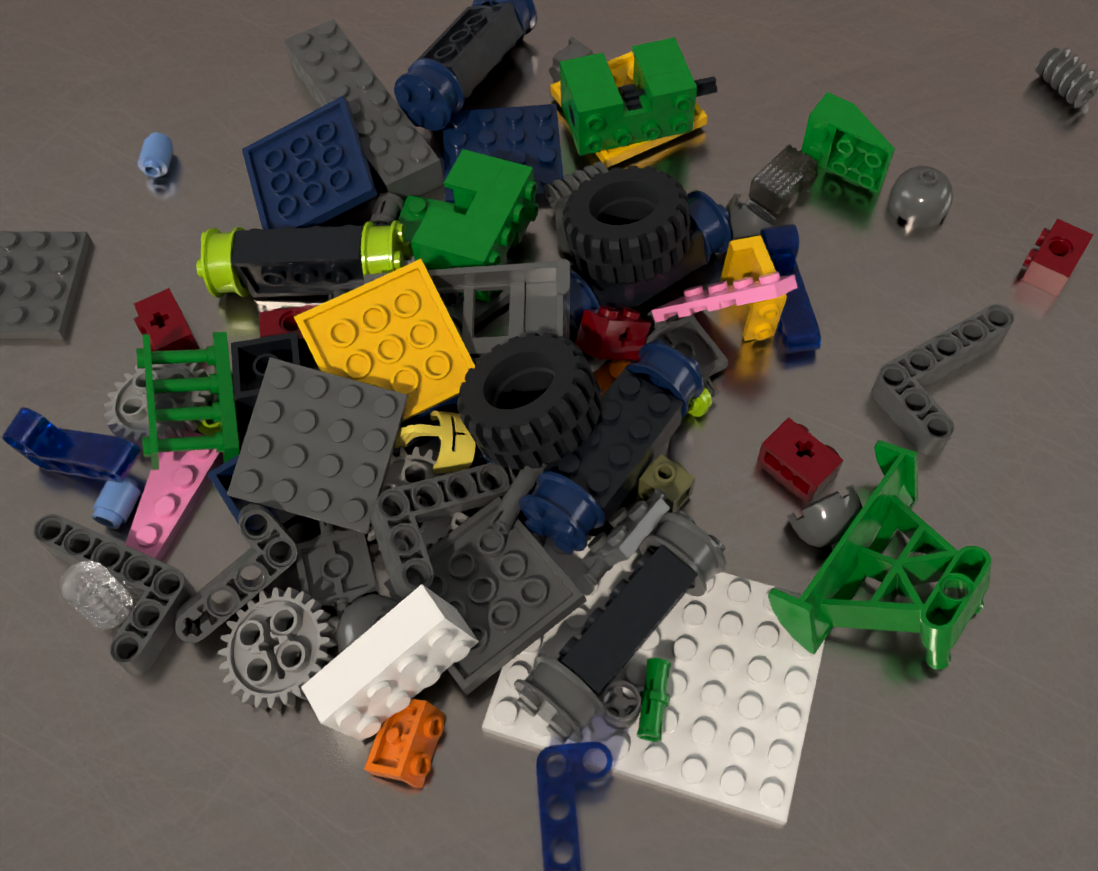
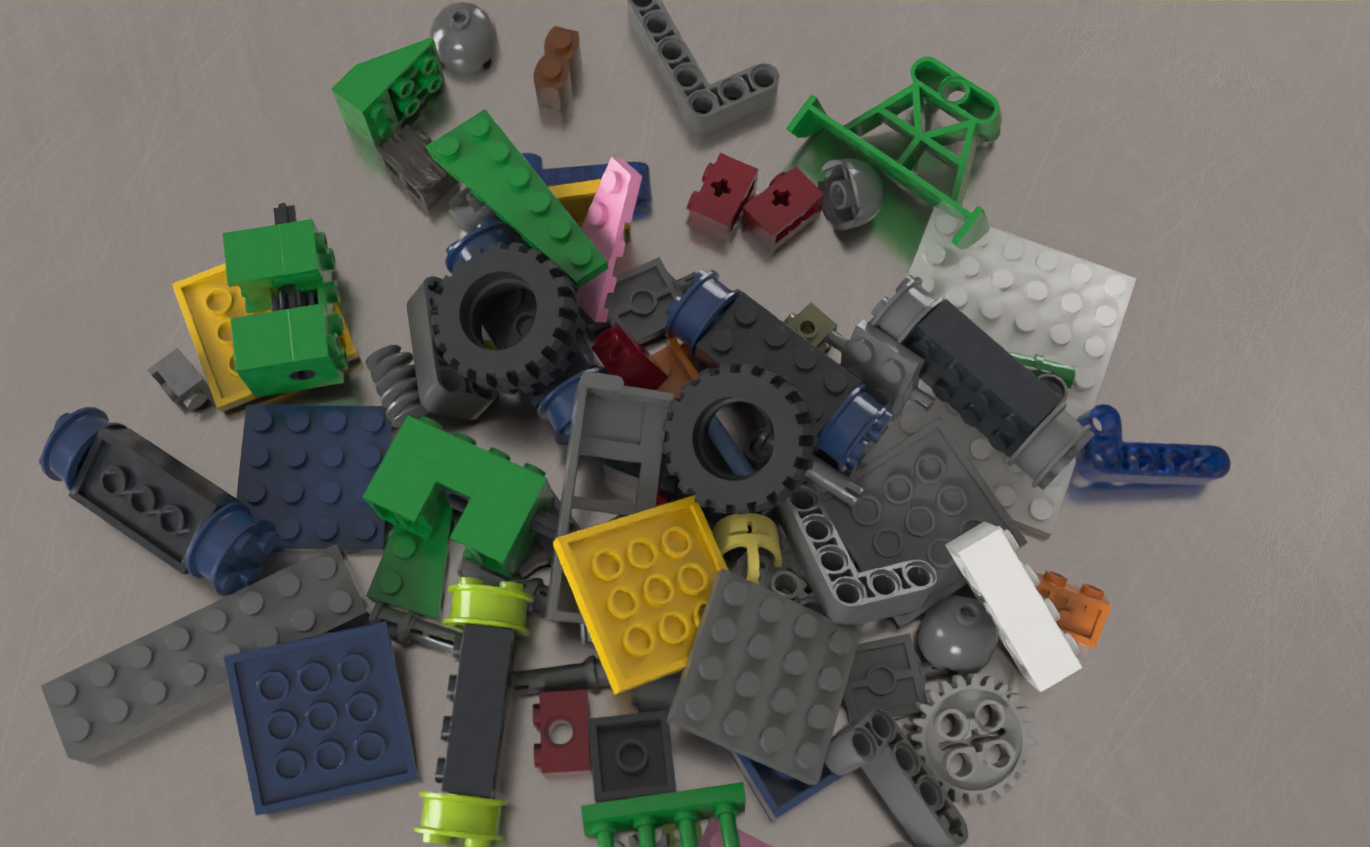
camera: 90 degrees left, 10 degrees up
(757, 217) = (503, 179): none -> green wing
(804, 404) = (717, 212): none -> dark red brick
(905, 264) = (557, 68): none -> reddish brown brick

